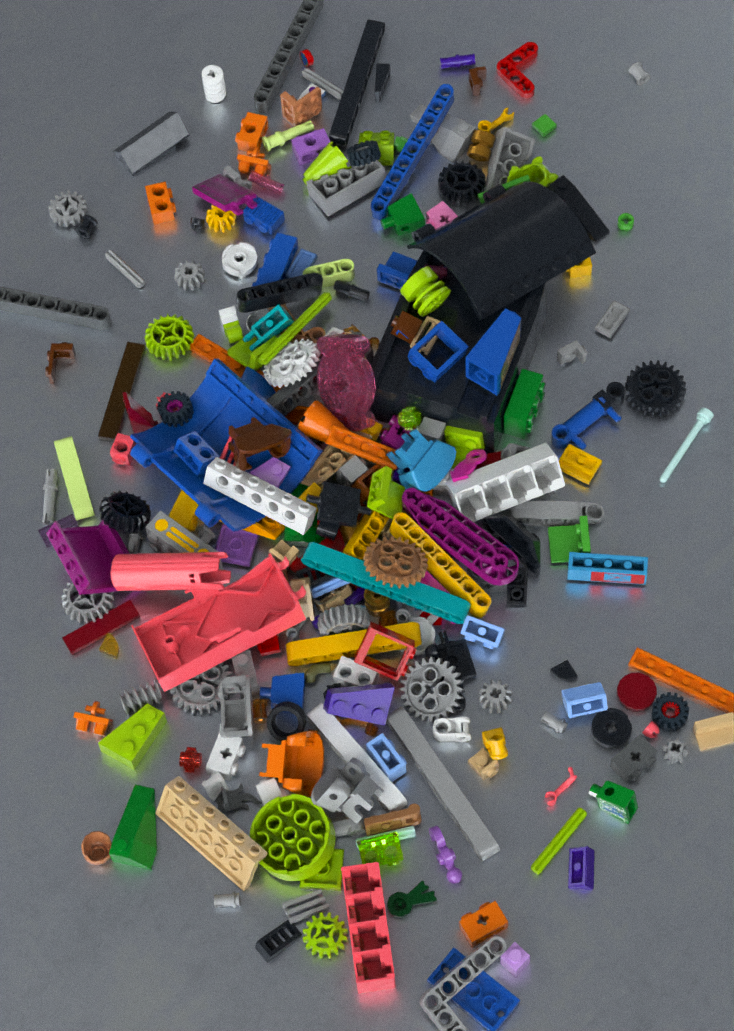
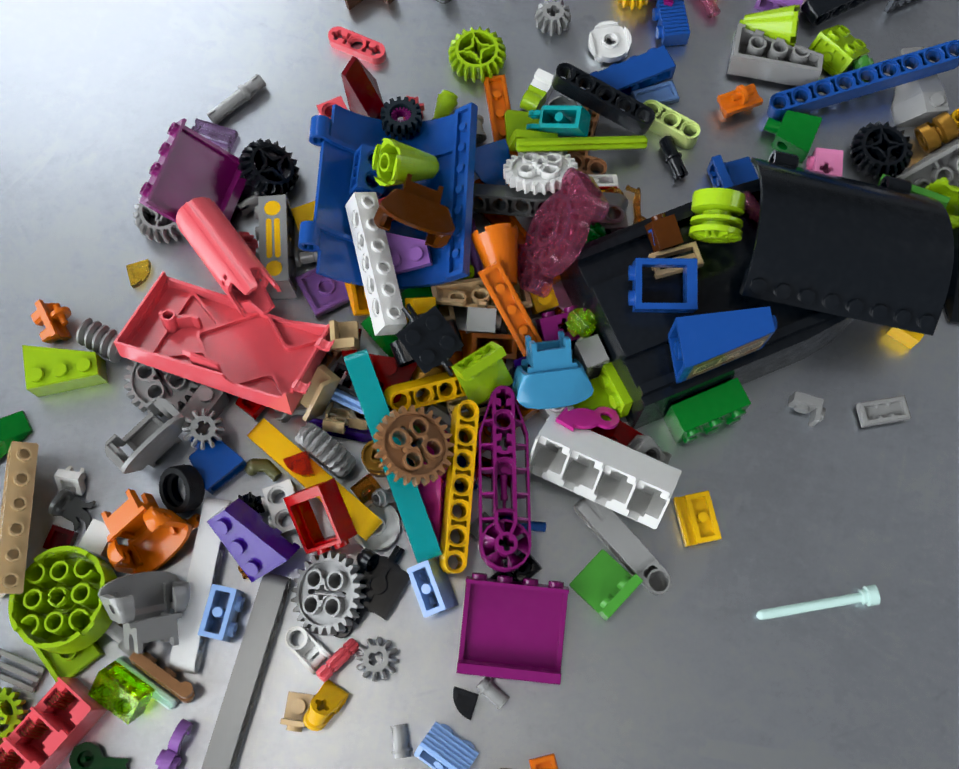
camera: 45 degrees right, 10 degrees up
(74, 478) = (270, 101): yellowish green beam -> none
(85, 405) = (352, 37): none -> coral beam
(97, 630) = (141, 247): dark red tile -> none
(124, 382) = (401, 59): dark brown tile -> none
(184, 382) = (445, 104): none -> lime cone
(190, 759) = (78, 436): clear red gear -> none
(212, 428) = (395, 160): none -> lime cone
(221, 749) = (94, 466): white brick -> none
(244, 821) = (59, 536): none -> dark red tile
(259, 711) = (178, 453): clear orange bush -> none
(270, 670) = (195, 427): none -> light grey gear
(340, 639) = (300, 464): none -> clear red tile
(353, 225) = (739, 100): none -> orange hips
(363, 153) = (816, 41): black bush -> none
(475, 717) = (337, 660): none -> coral axle
(517, 539) = (560, 533): black wedge -> none
(546, 608) = (513, 628): none -> magenta panel
(573, 651) = (492, 692): none -> light grey pin
(601, 405) = (780, 483): blue piece -> none
(607, 568) = (609, 650): dark azure brick -> none
(658, 402) = (839, 537): black gear -> none

